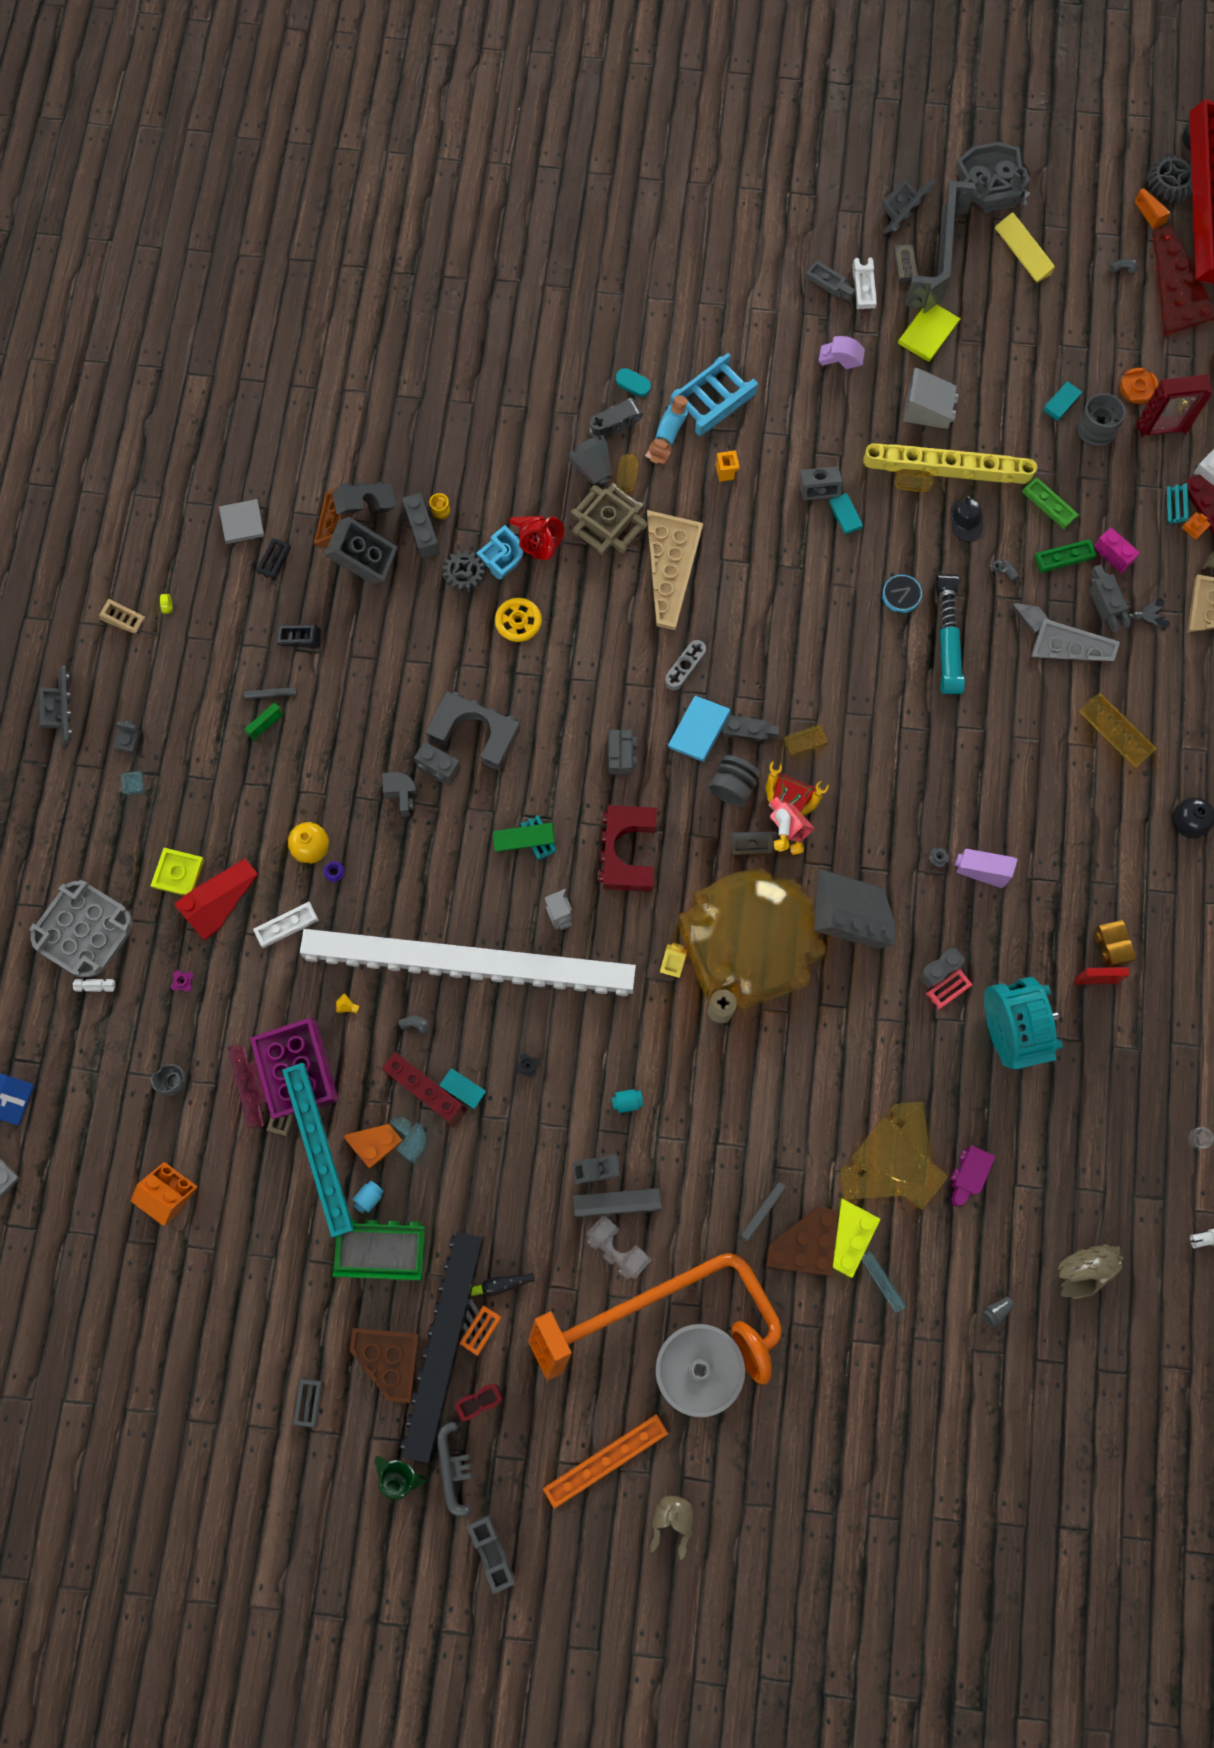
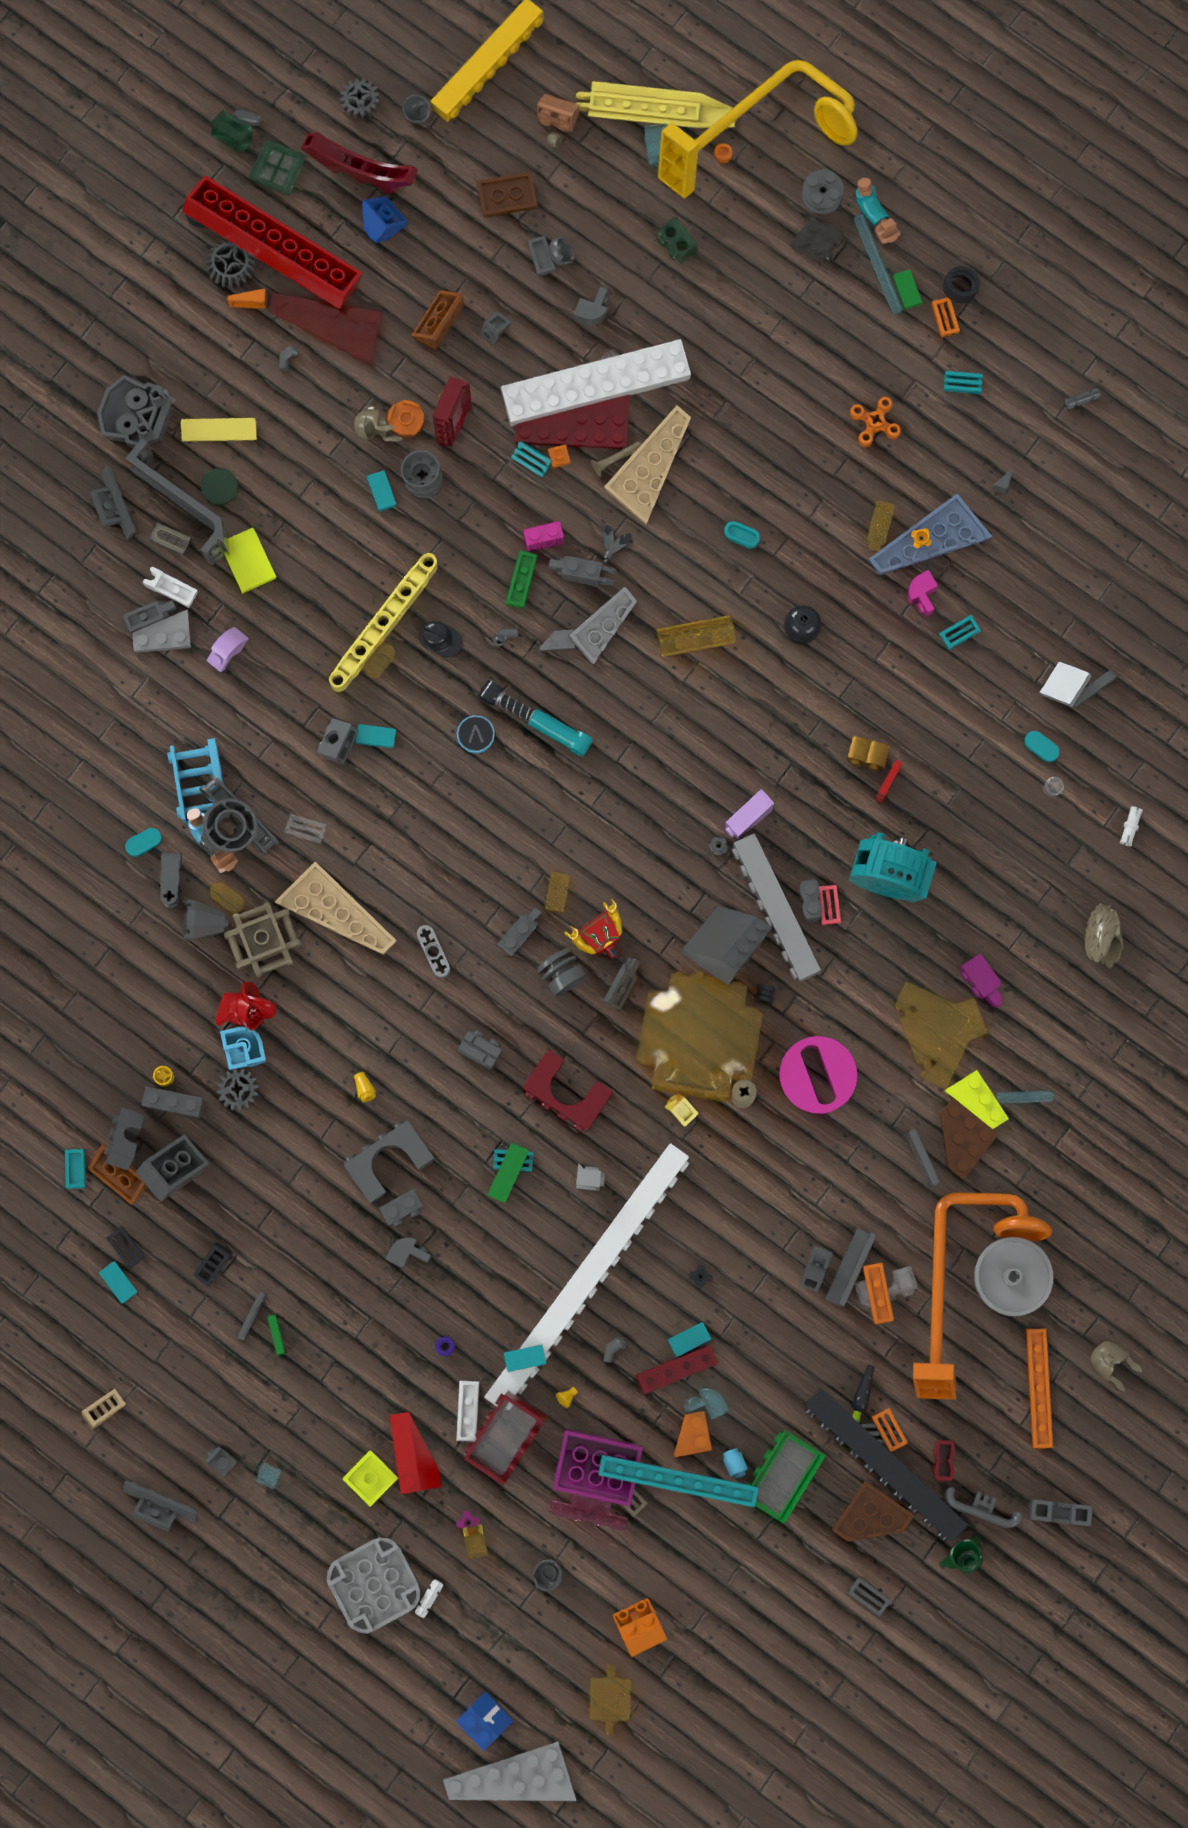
camera: 60 degrees left, 5 degrees up
(81, 1204) = (610, 1699): none -> clear yellow plate
(166, 603) = (115, 1363): neon yellow tile -> none
(166, 995) = (475, 1541): none -> clear yellow brick
(239, 569) = (118, 1282): none -> teal tile
(241, 521) = (72, 1256): light grey tile -> none
(275, 967) = (504, 1437): none -> window
(308, 842) = (407, 1354): yellow cylinder -> none
(319, 482) = (75, 1168): none -> teal tile
(358, 944) = (524, 1358): none -> teal tile
(514, 604) = (319, 1081): yellow plate -> none
(527, 674) = (364, 1087): none -> yellow cone
(605, 1242) = (878, 1293): none -> orange tile
(627, 1100) = (774, 1213): teal brick -> none
(697, 416) = (227, 806): none -> dark grey piece
(699, 728) = (497, 973): medium azure tile -> none
(724, 488) = (307, 821): none -> clear tile
(727, 465) = (275, 810): light orange brick -> none
(764, 1049) = (838, 1066): none -> dark pink piece
(791, 826) = (628, 949): torso -> none
(821, 303) = (164, 635): none -> light grey wing
(828, 975) = (764, 993): none -> black wheel
(915, 941) = (776, 908): none -> light grey brick
(930, 400) = (317, 602): light grey slope -> none
(976, 275) = (219, 486): none -> clear green tile
(996, 1312) = (1095, 1025): dark grey cone -> none
(1050, 503) = (467, 561): bright green tile -> none
(1114, 357) = (370, 423): none -> dark tan hair

